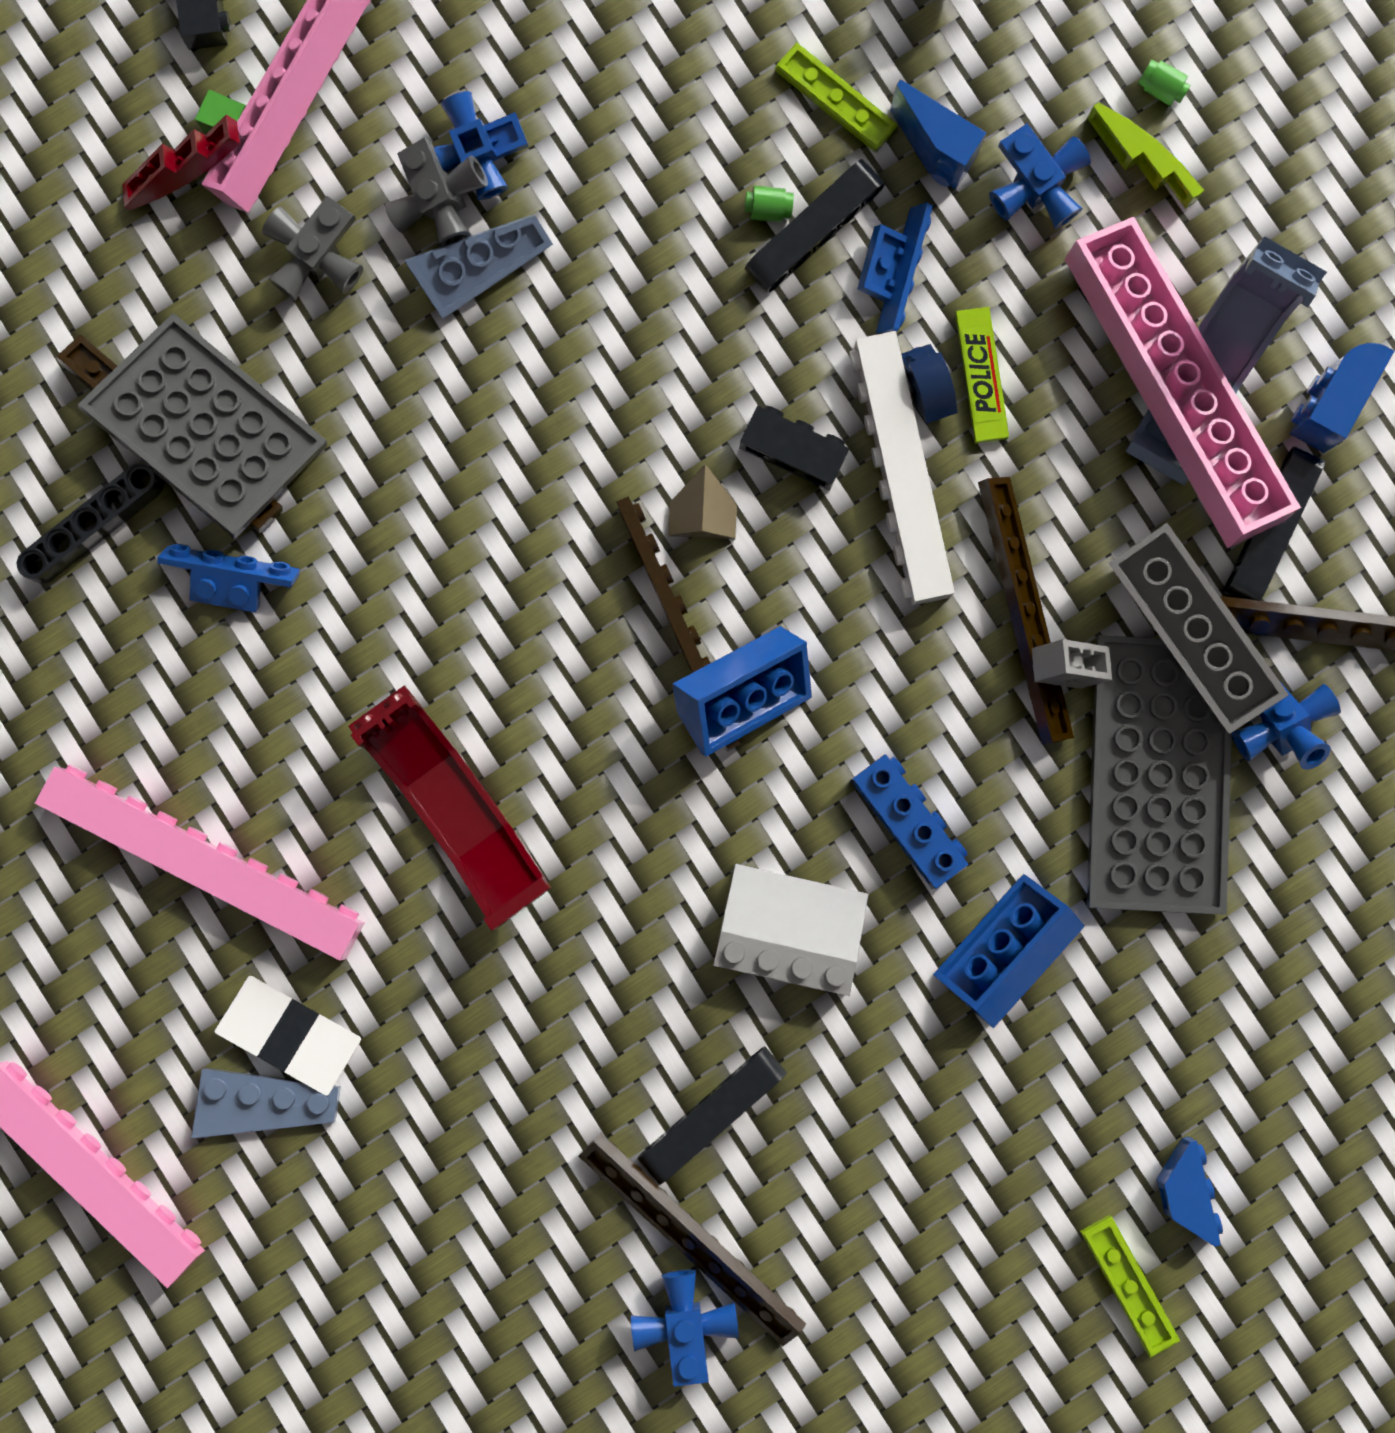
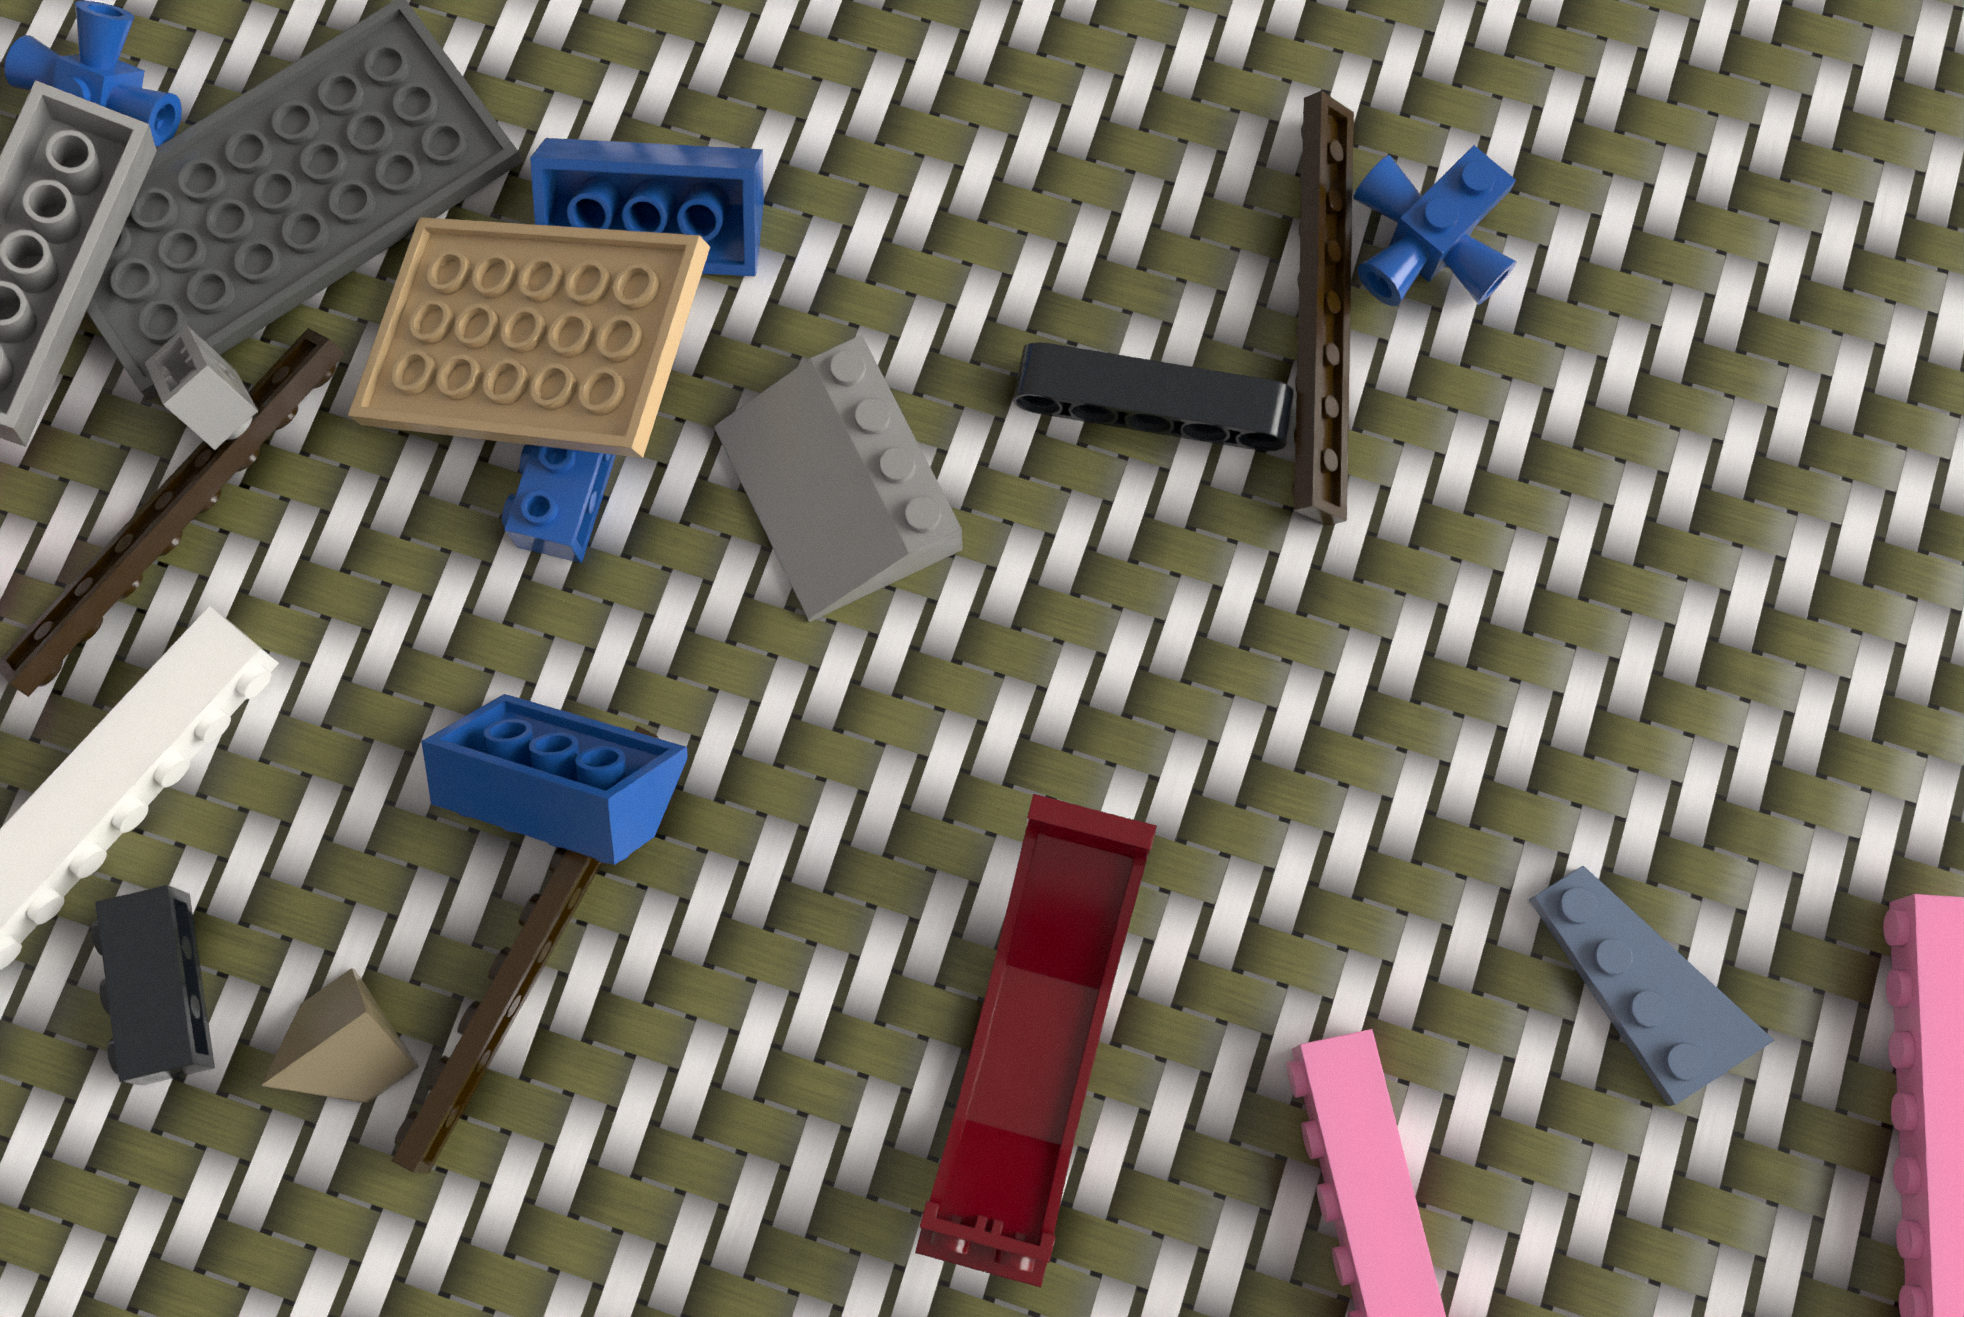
camera: 125 degrees left, 10 degrees down
(288, 1035) = (1528, 1026): white sticker -> none
(975, 838) = (531, 334): none -> tan plate

